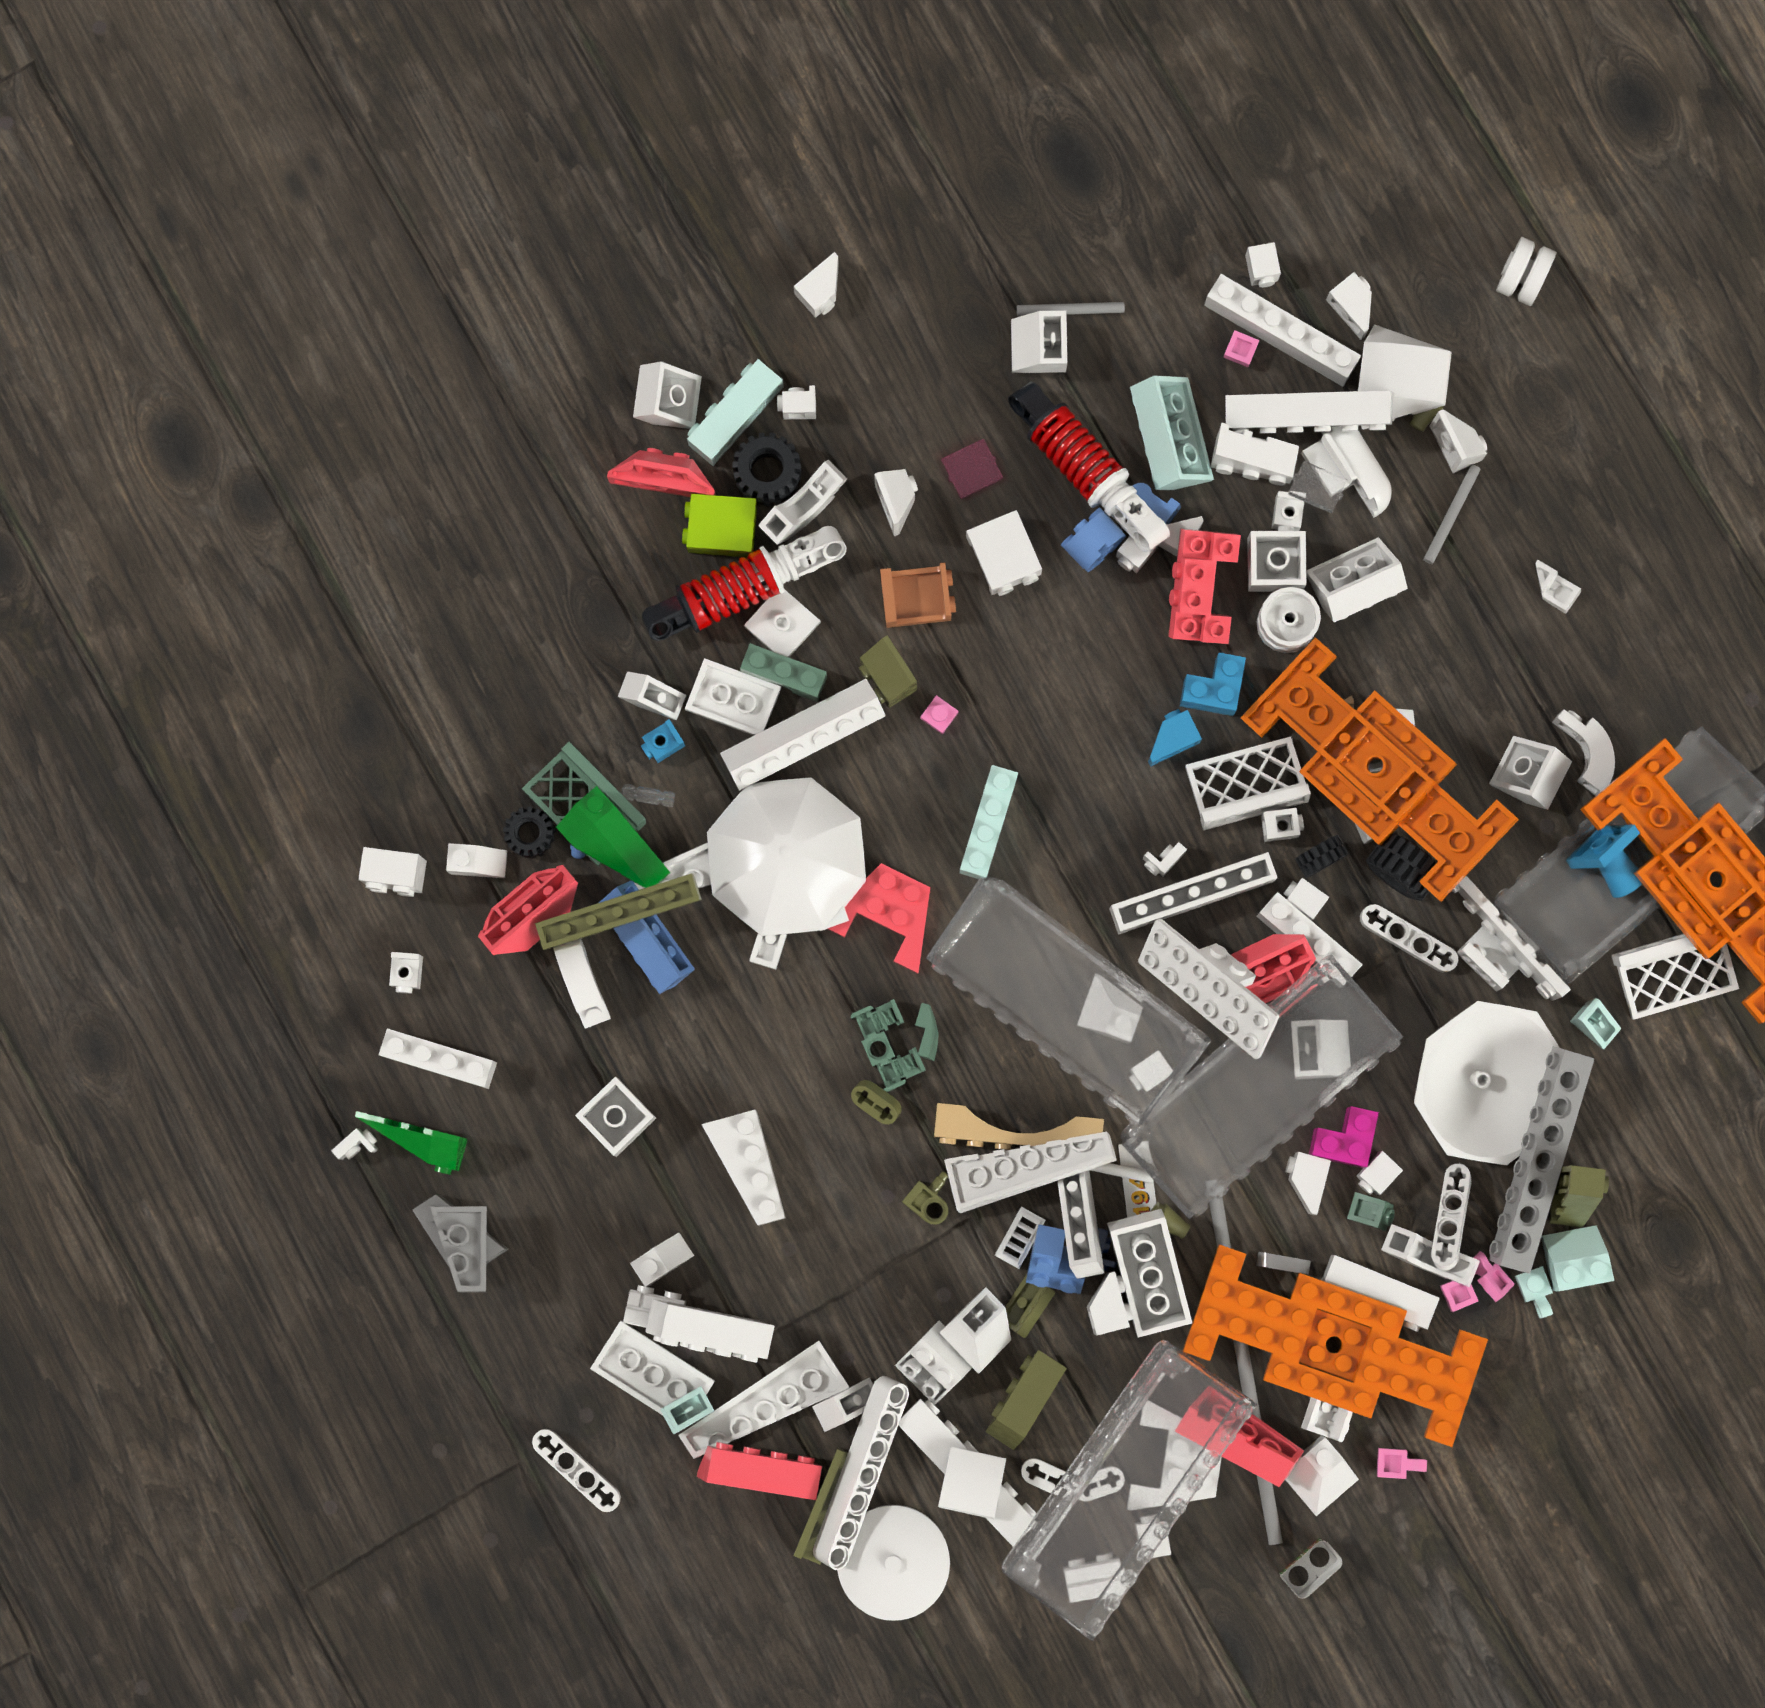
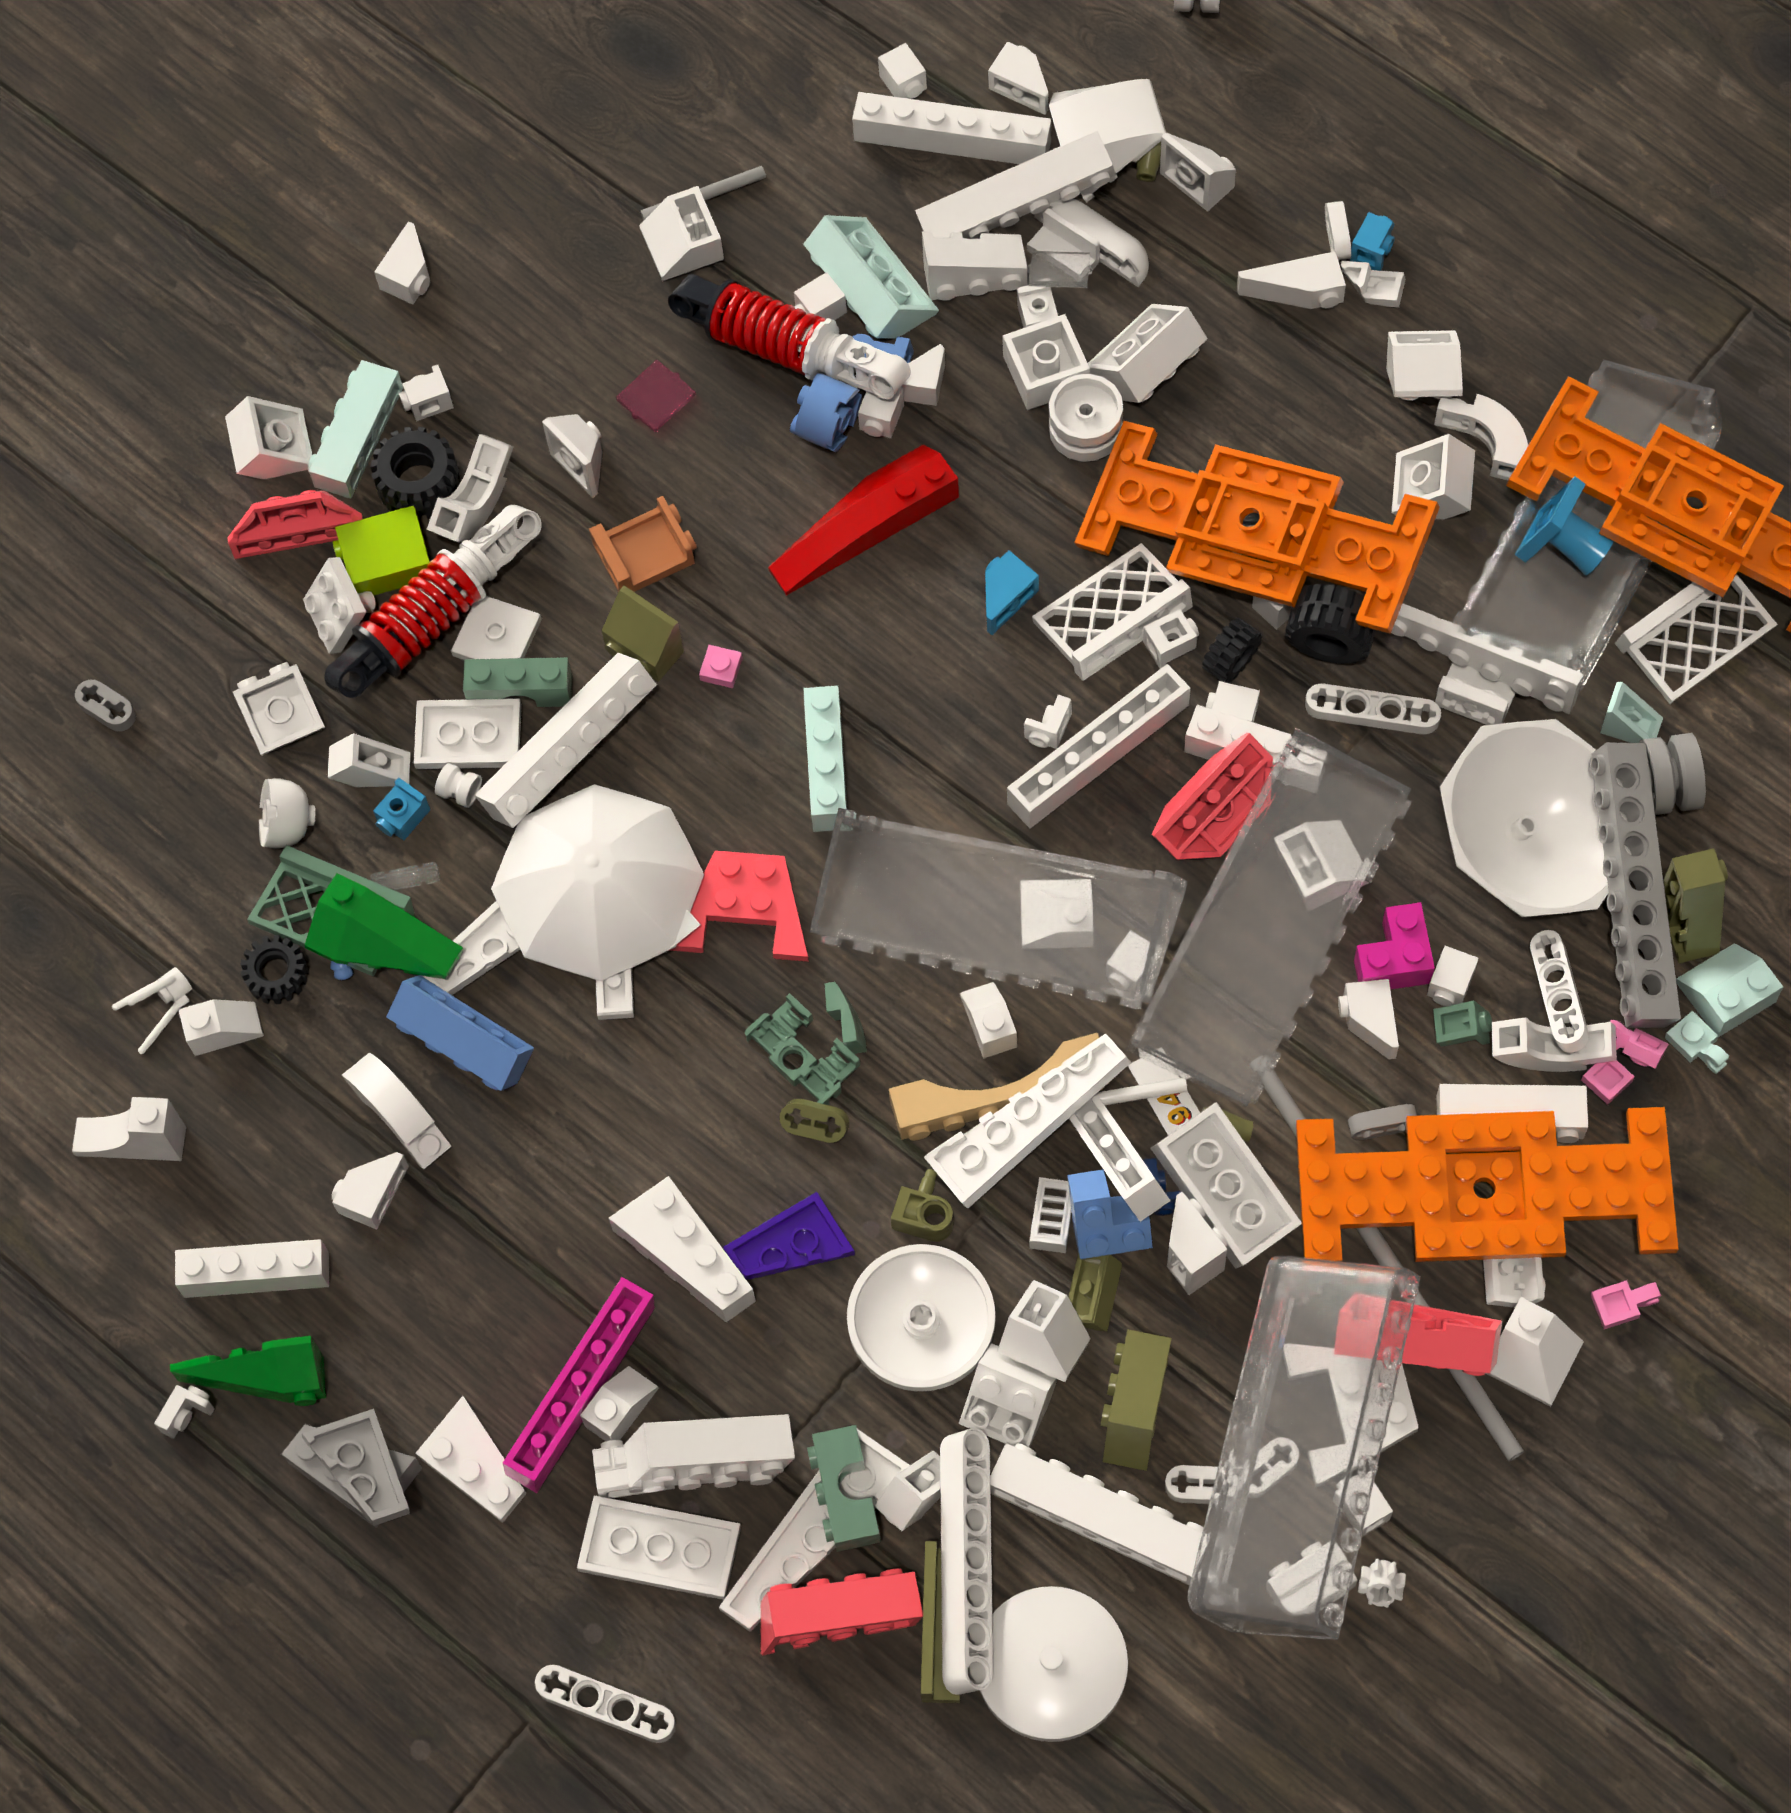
camera: 20 degrees left, 15 degrees down
(383, 922) = (145, 1131): none -> white arch
(392, 870) = (119, 1067): white brick -> none
(414, 965) = (173, 1169): white brick -> none
(448, 815) = (170, 988): none -> white plant
(479, 566) = (101, 710): none -> light grey beam
(538, 898) = (309, 1053): coral wedge -> none
(540, 1030) = (369, 1189): none -> white slope
(544, 1259) = (471, 1461): none -> white wing
(576, 713) = (284, 813): none -> white cylinder
(600, 624) = (278, 708): none -> white plate
(615, 1116) = (499, 1252): white brick -> none
(618, 911) = (414, 1004): olive plate -> none
(637, 1238) = (577, 1384): none -> dark pink brick
(670, 559) = (336, 605): none -> white plate
(687, 1410) = (717, 1568): light aqua slope -> none
(711, 738) = (458, 785): none -> white wheel
(789, 1413) = (849, 1521): none -> sand green arch
(825, 1185) = (790, 1240): none -> dark purple wing
(896, 1282) = (921, 1317): none -> white dish
(972, 1482) = (1110, 1515): white slope -> none
(1004, 553) = (729, 464): white panel -> none
(1030, 1072) = (989, 1019): none -> white slope
(1097, 631) = (868, 515): none -> red wedge
(1124, 440) = (821, 298): none -> white brick
(1143, 1599) = (1382, 1583): none -> white gear
(1195, 585) = (962, 416): coral bracket -> none
(1210, 984) = (1161, 829): white bracket -> none
(1219, 693) = (1037, 523): dark azure brick -> none
(1241, 348) = (914, 165): bright pink plate -> none
(1322, 1573) = (1595, 1442): white piece -> none
(1452, 514) = (1224, 251): light grey bar -> none
(1500, 567) = (1300, 282): none -> white slope
(1545, 533) = (1338, 230): none -> white beam
(1563, 677) = (1424, 364): none -> white slope
(1569, 553) = (1373, 241): none -> dark azure brick
(1608, 1083) = (1676, 773): none -> light grey wheel

